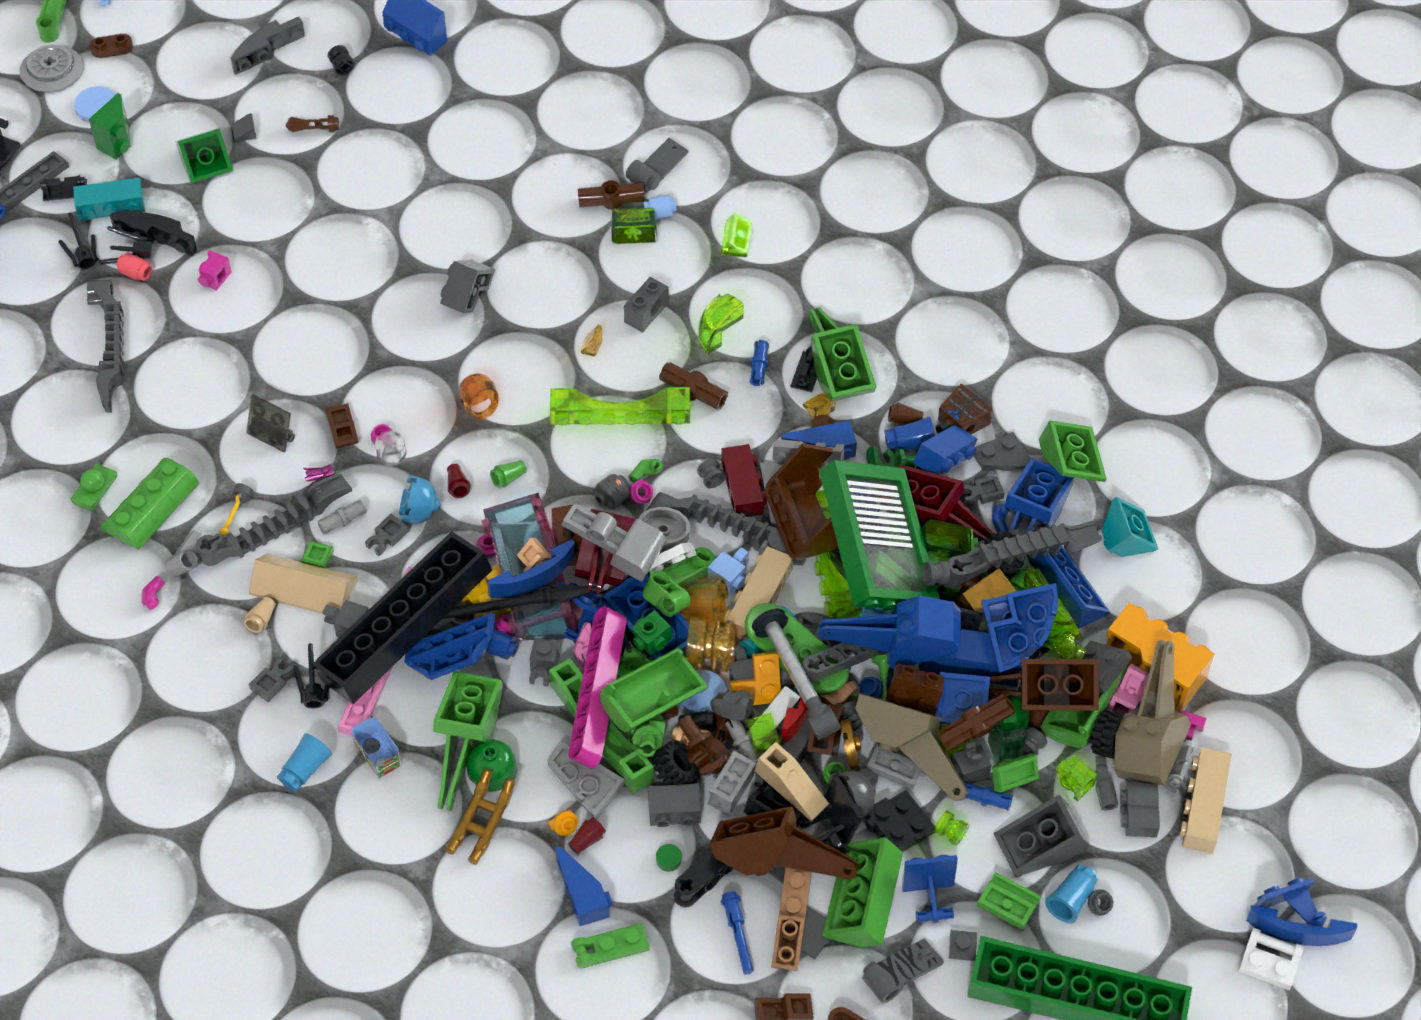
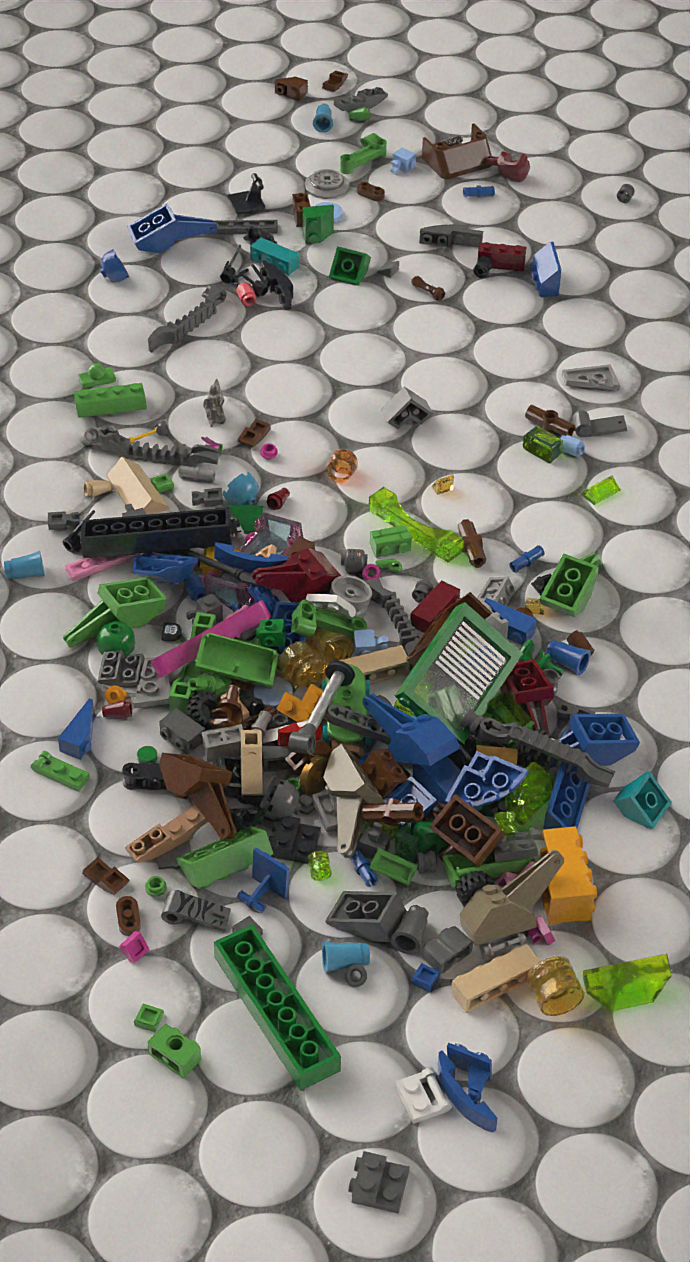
camera: 45 degrees right, 10 degrees down
(70, 120) = (299, 201): none -> reddish brown slope
(150, 591) = (60, 440): dark pink arm -> none
(214, 270) = (283, 320): dark pink brick -> none
(350, 32) = (504, 256): none -> dark red brick
(373, 729) = (72, 575): light blue piece -> none
(390, 448) = (262, 458): clear head -> none
(456, 518) = (247, 516): none -> green slope
(479, 802) = (81, 649): pearl gold piece -> none
(506, 473) = (310, 513): bright green cone -> none
(530, 710) = (171, 632): none -> black tile
(536, 791) = (121, 669): none -> dark grey slope
(591, 114) = (592, 377): none -> light grey wing
(619, 443) = (390, 541): none -> bright green brick
(632, 550) = (304, 577): light grey plate -> none
(646, 304) = (497, 485): dark grey brick -> none
(718, 316) = (528, 517): clear neon green brick -> none
(733, 705) = (273, 704): dark grey rock -> none
(735, 920) = (149, 801): blue pin -> none
(763, 732) = (270, 735): clear neon green bracket -> none
(773, 420) = (497, 589): none -> light grey bracket
(838, 971) = (153, 882): none -> bright green plate
(945, 450) = (574, 673): blue brick -> none
(965, 411) = (617, 668): reddish brown torso -> none
(1002, 454) = (616, 704): dark grey wing -> none
(1009, 901) = (302, 929): bright green plate -> none
(1072, 450) = (656, 729): bright green slope -> none
(1076, 776) = (430, 899): clear neon green brick -> none
(1095, 818) = (410, 931): none -> dark grey plant
(1105, 788) = (441, 921): dark grey bar -> none
(1150, 851) = (425, 977): none -> blue tile
(1265, 764) = (555, 986): none -> clear yellow wheel
(1305, 706) = (628, 982): none -> clear neon green wedge

